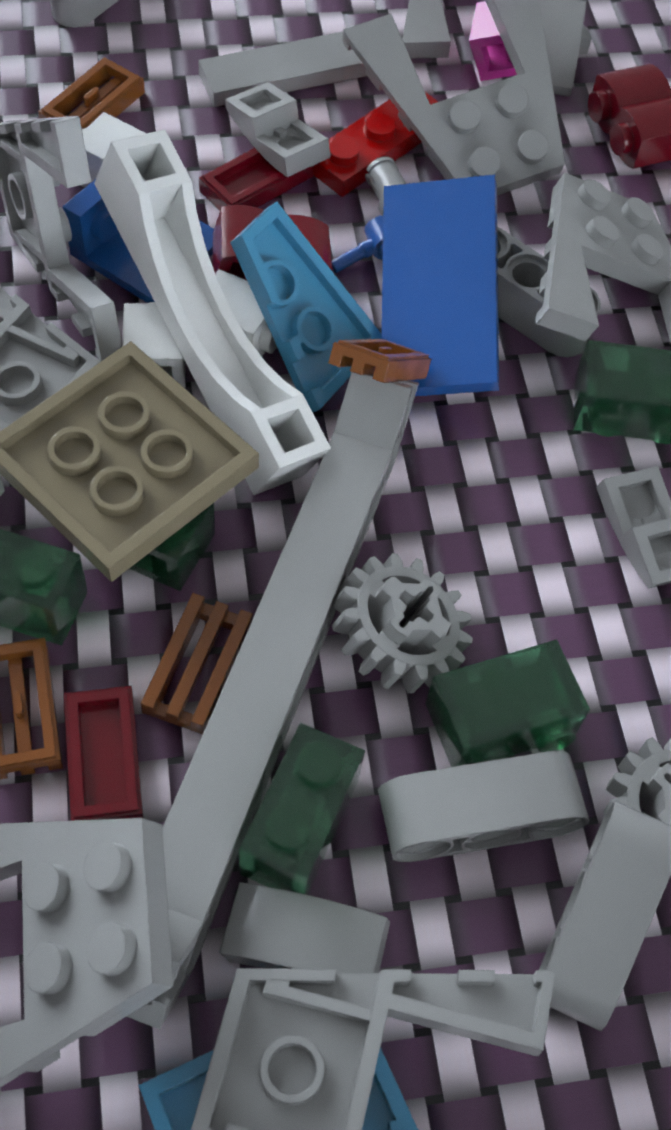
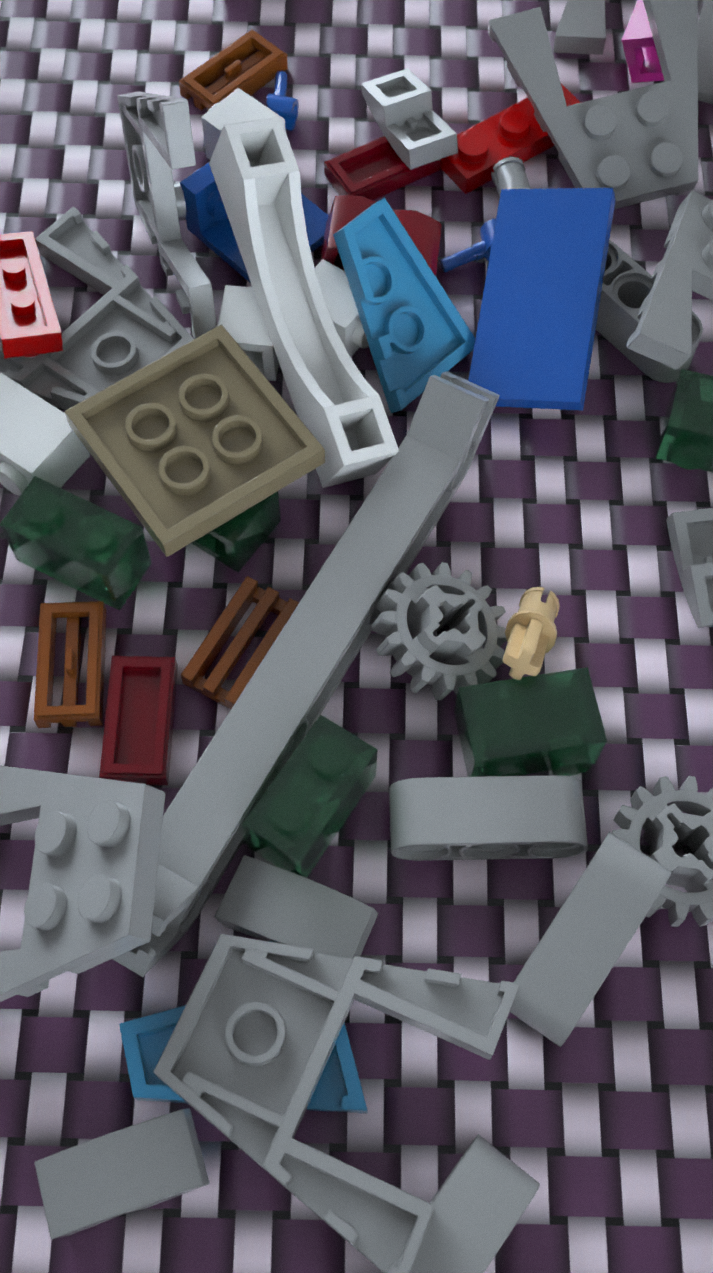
camera: 15 degrees right, 5 degrees up
(142, 120) = (282, 105): none -> blue hand
(284, 65) = (425, 52): light grey tile -> none
(382, 358) = (459, 368): dark orange tile -> none
(492, 613) = (531, 633): none -> tan axle

